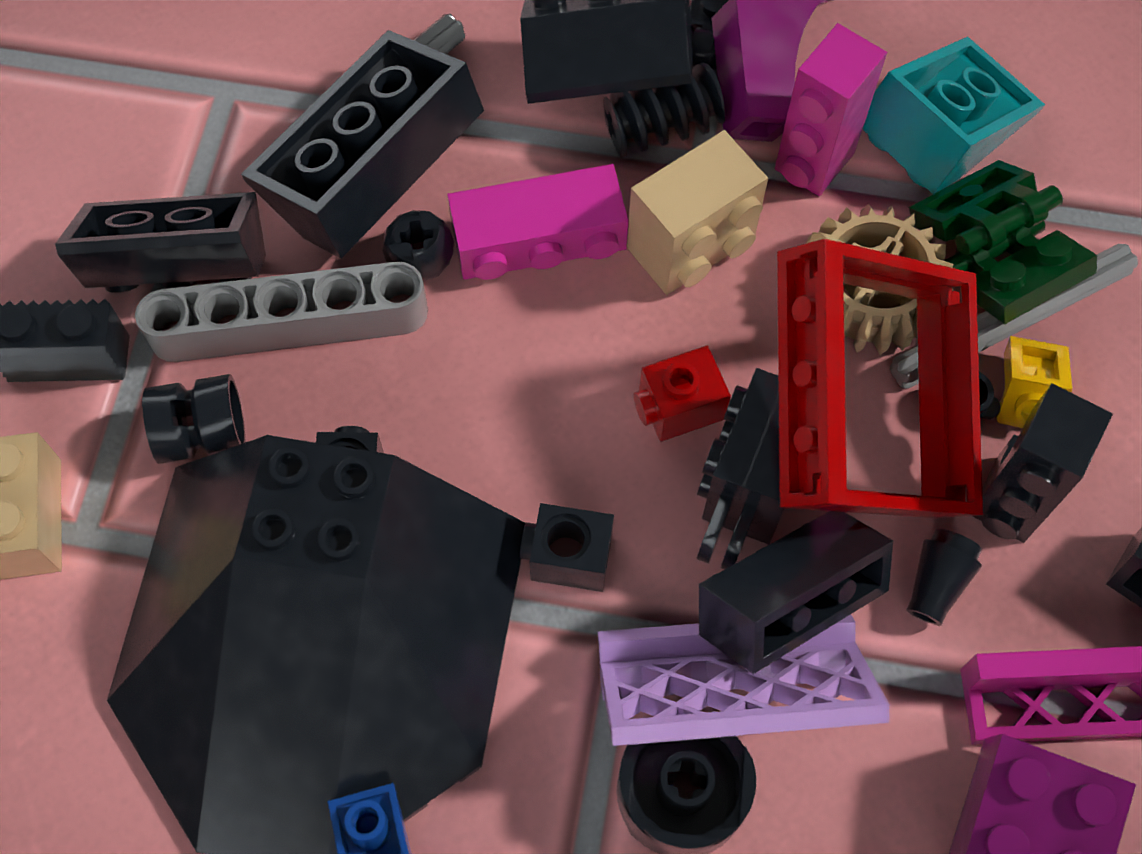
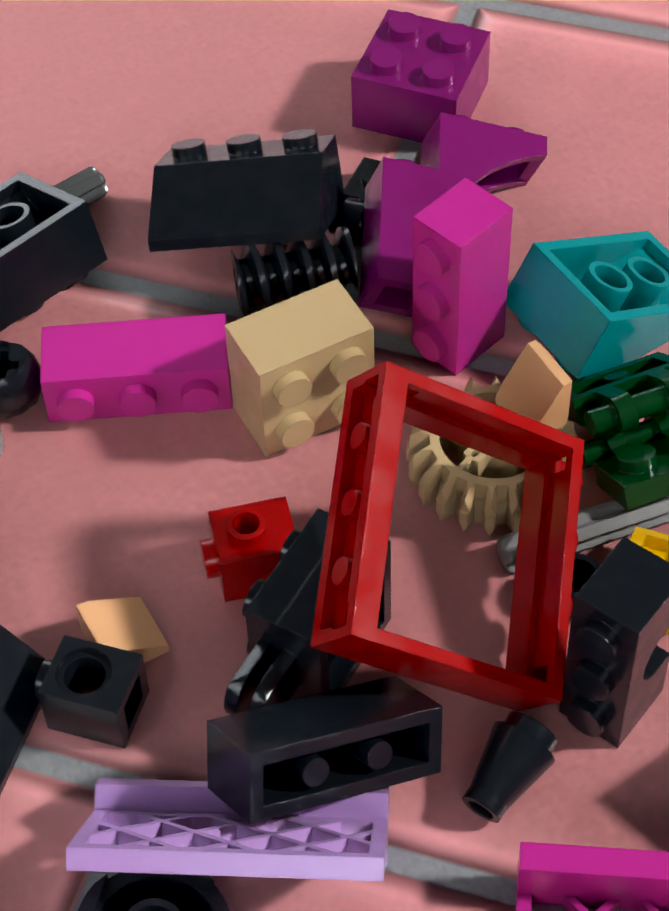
camera: 10 degrees right, 15 degrees down
(579, 482) = (122, 625): none -> light nougat slope
(916, 222) = (537, 387): none -> light nougat slope

